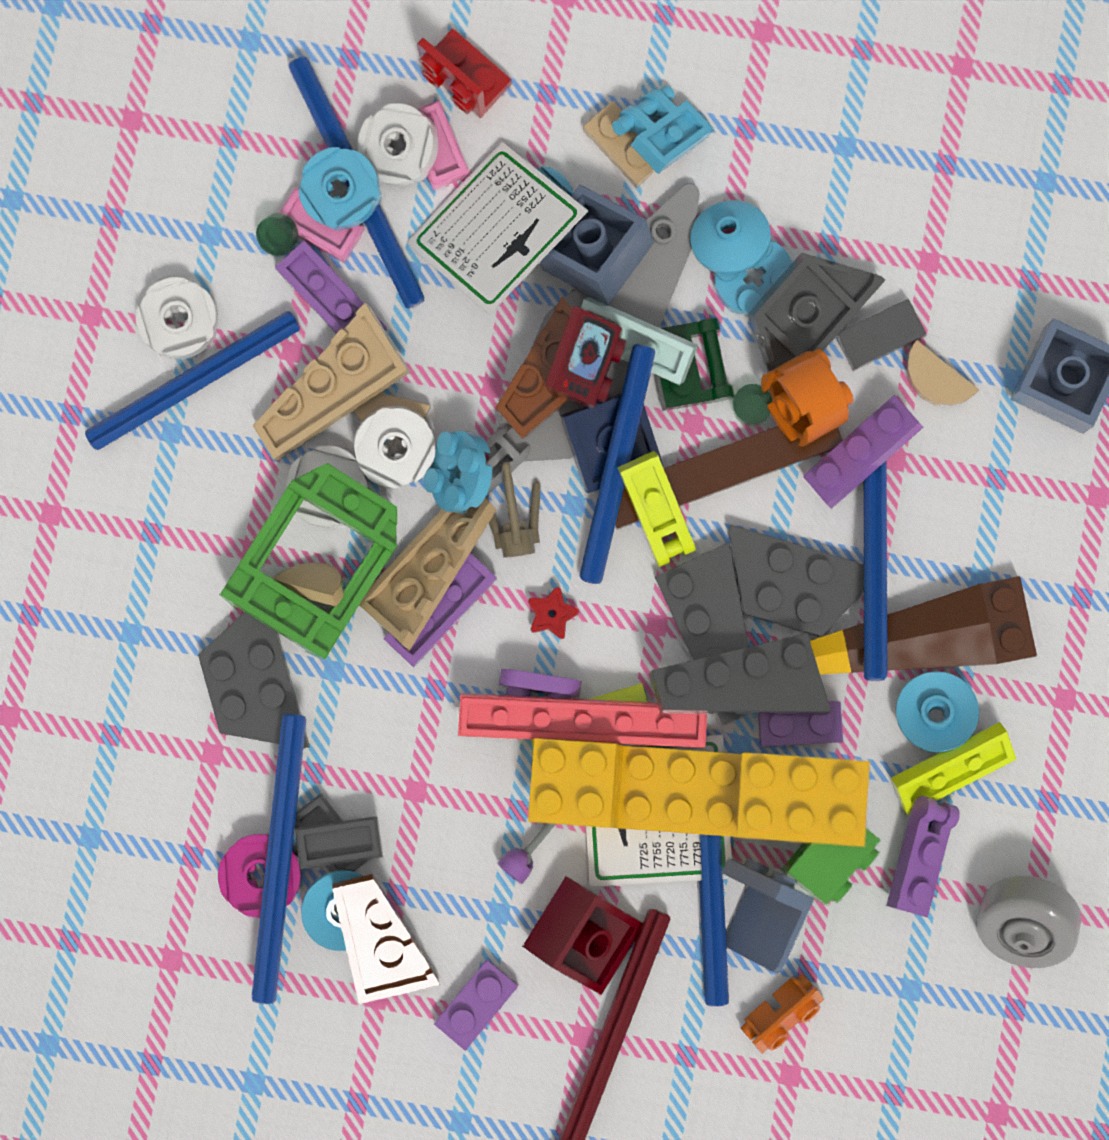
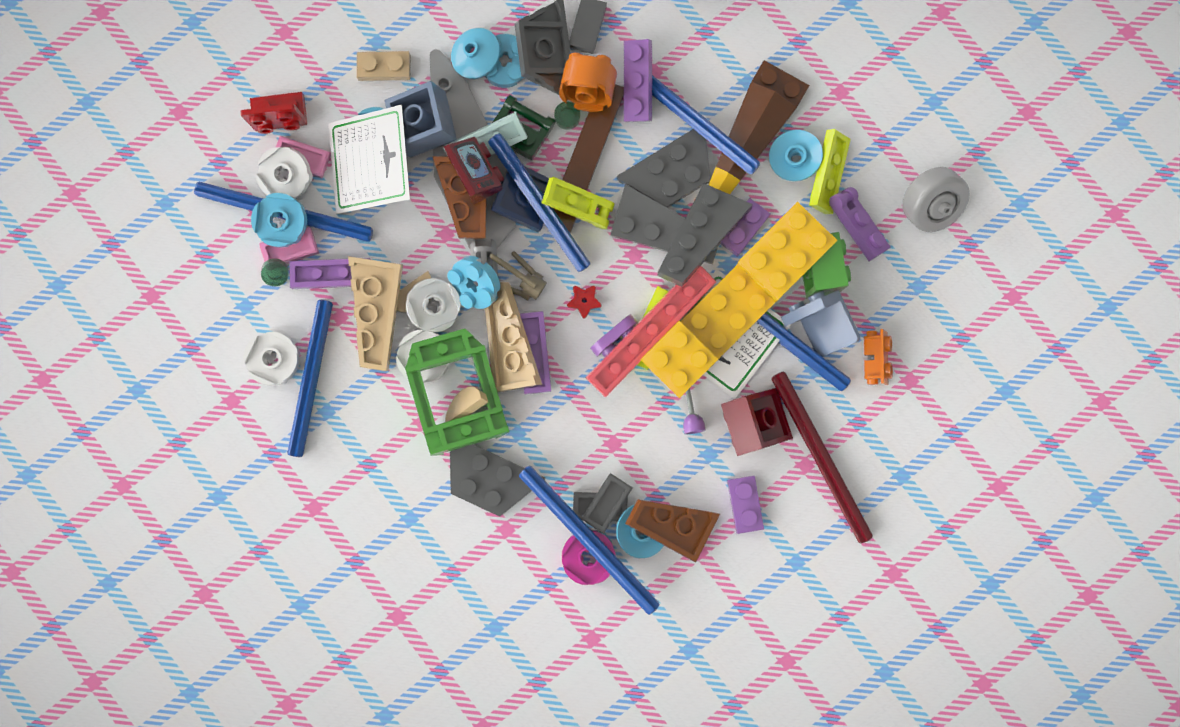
camera: 50 degrees left, 0 degrees up
(668, 138) = (399, 42): medium azure plate -> none
(936, 379) = (632, 18): tan tile -> none

